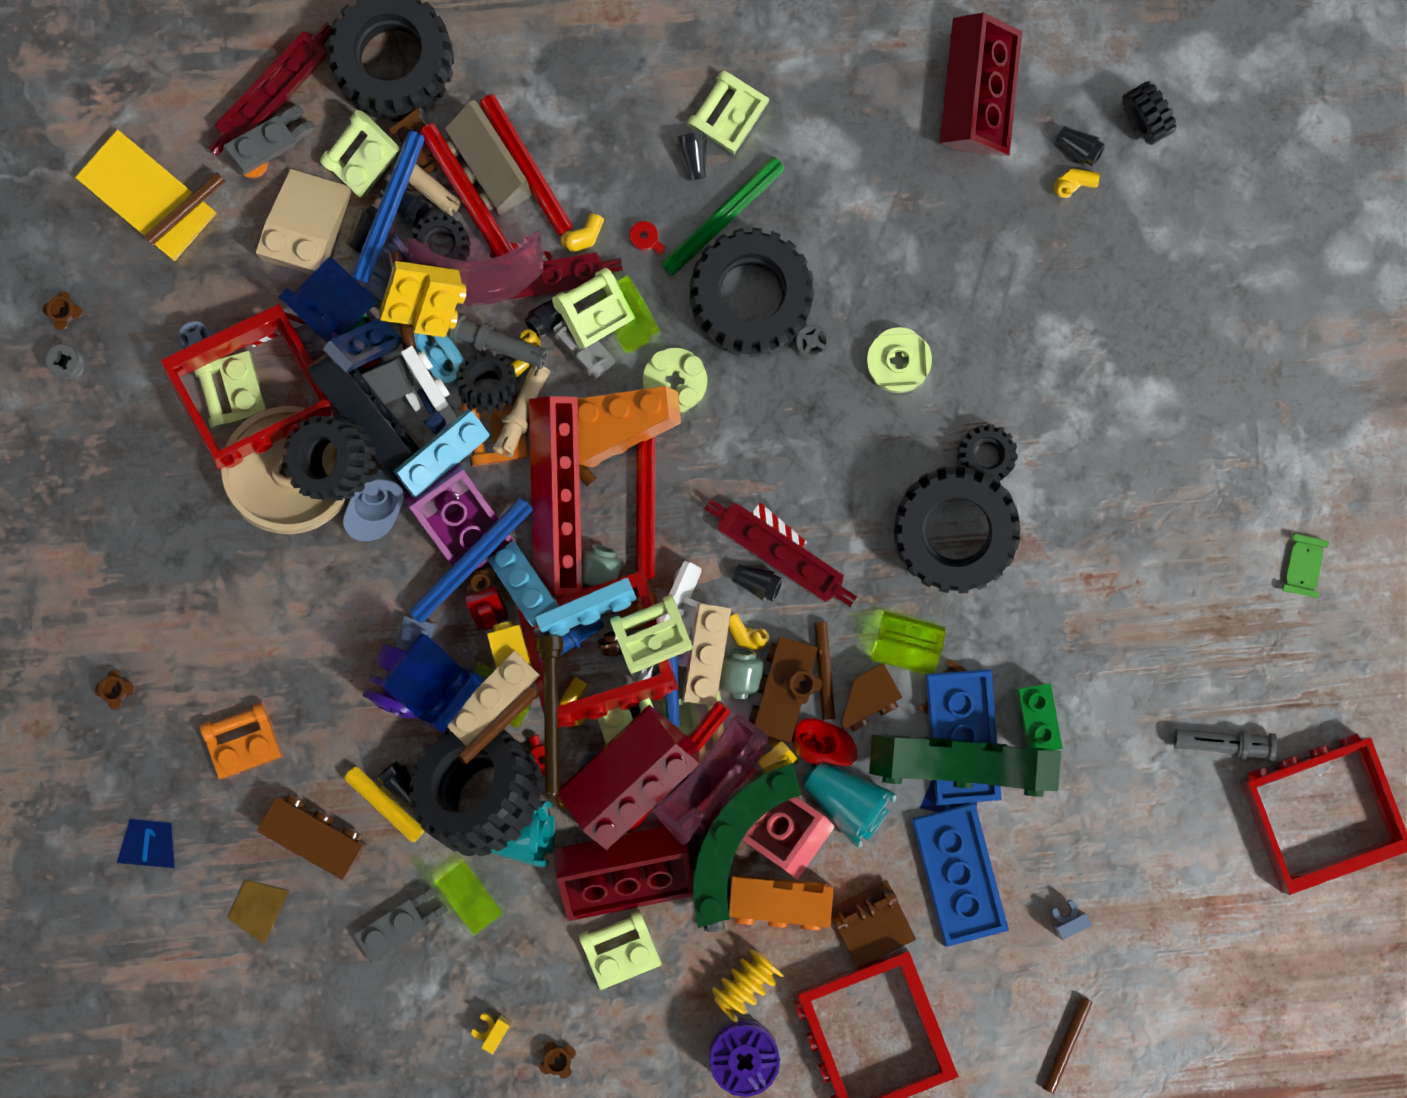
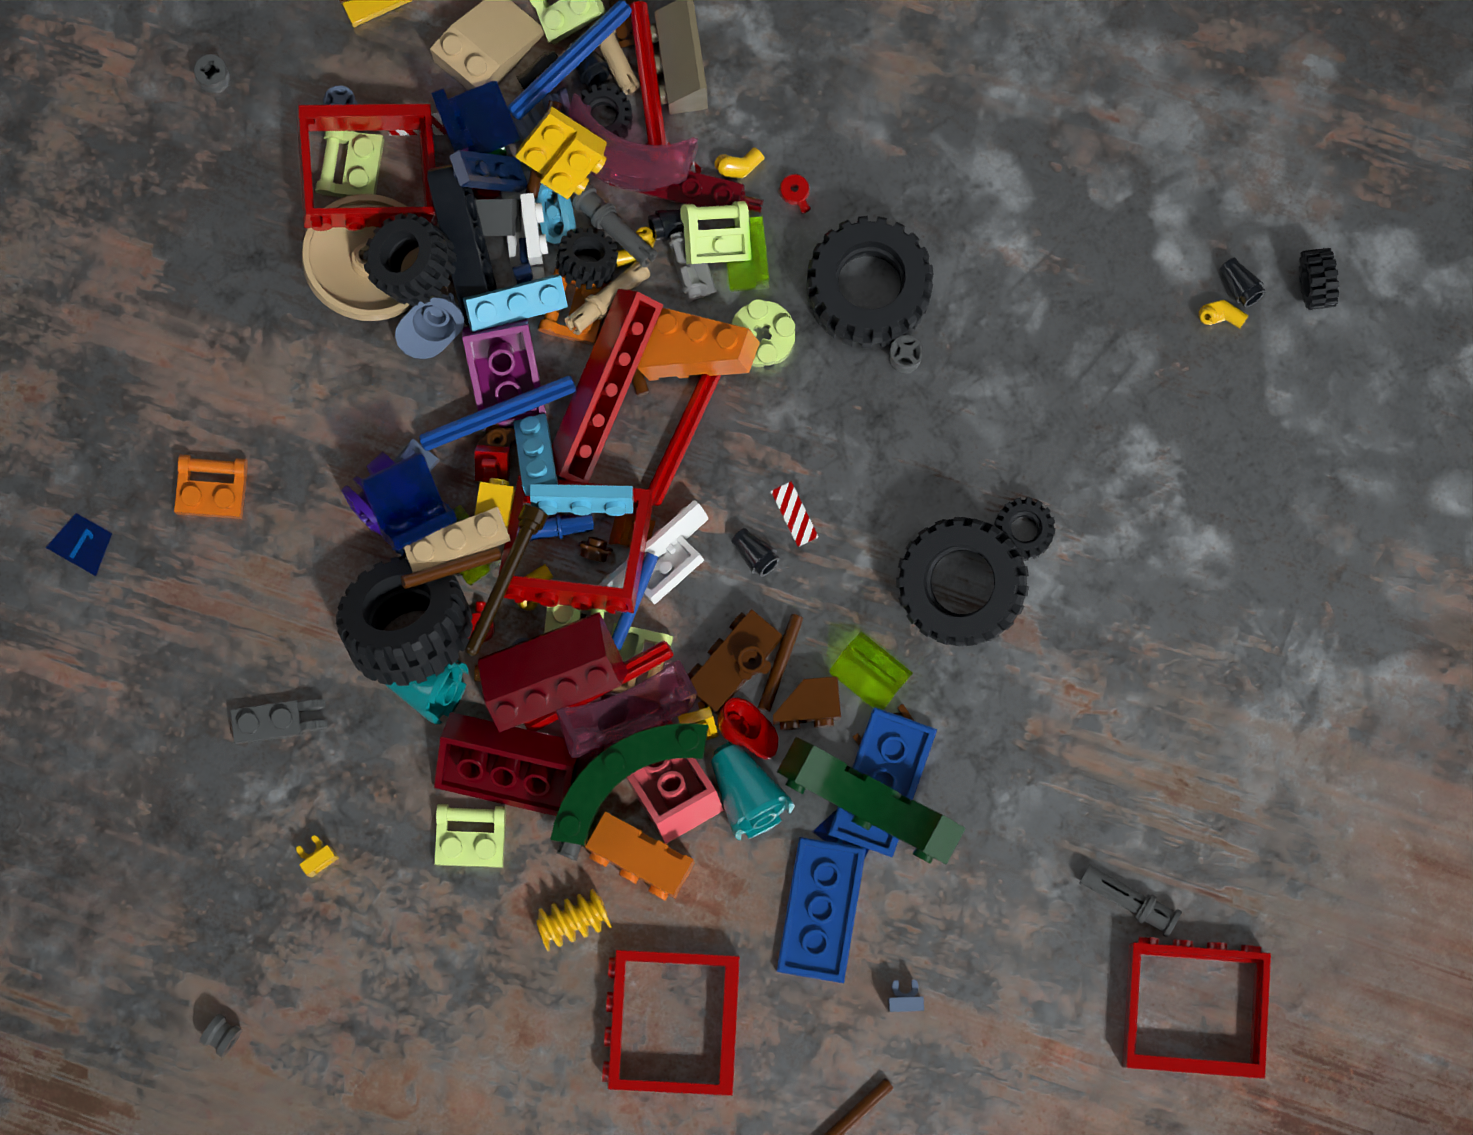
camera: 30 degrees right, 5 degrees down
(53, 307) = (228, 18): reddish brown plate -> none
(105, 691) = (108, 385): reddish brown plate -> none
(257, 909) = (153, 647): pearl gold sticker -> none
(312, 835) = (235, 601): reddish brown brick -> none
(384, 804) = (314, 602): yellow axle -> none
(396, 782) = (333, 586): black cone -> none
(469, 897) = (353, 724): clear neon green panel -> none
(526, 164) = (714, 77): red axle -> none
(550, 1066) = (355, 914): reddish brown plate -> none
(599, 565) = (613, 469): sand green head -> none
(653, 643) = (630, 557): yellowish green plate -> none
(693, 153) = (874, 133): black cone -> none
(707, 657) = (675, 594): tan plate -> none
(722, 216) = (876, 202): green axle -> none
(737, 116) = (928, 119): yellowish green plate -> none
(741, 673) = (700, 628): sand green head -> none
(744, 1038) = (558, 991): dark purple wheel -> none
(747, 637) = (720, 598): yellow arm -> none
(780, 552) = (788, 534): dark red plate -> none
(872, 924) = (717, 918): reddish brown hinge -> none
(911, 347) = (997, 397): yellowish green plate -> none
(981, 85) = (1172, 187): dark red slope -> none
(1038, 717) = (962, 791): green brick -> none
(1305, 566) = (1282, 767): bright green piece -> none

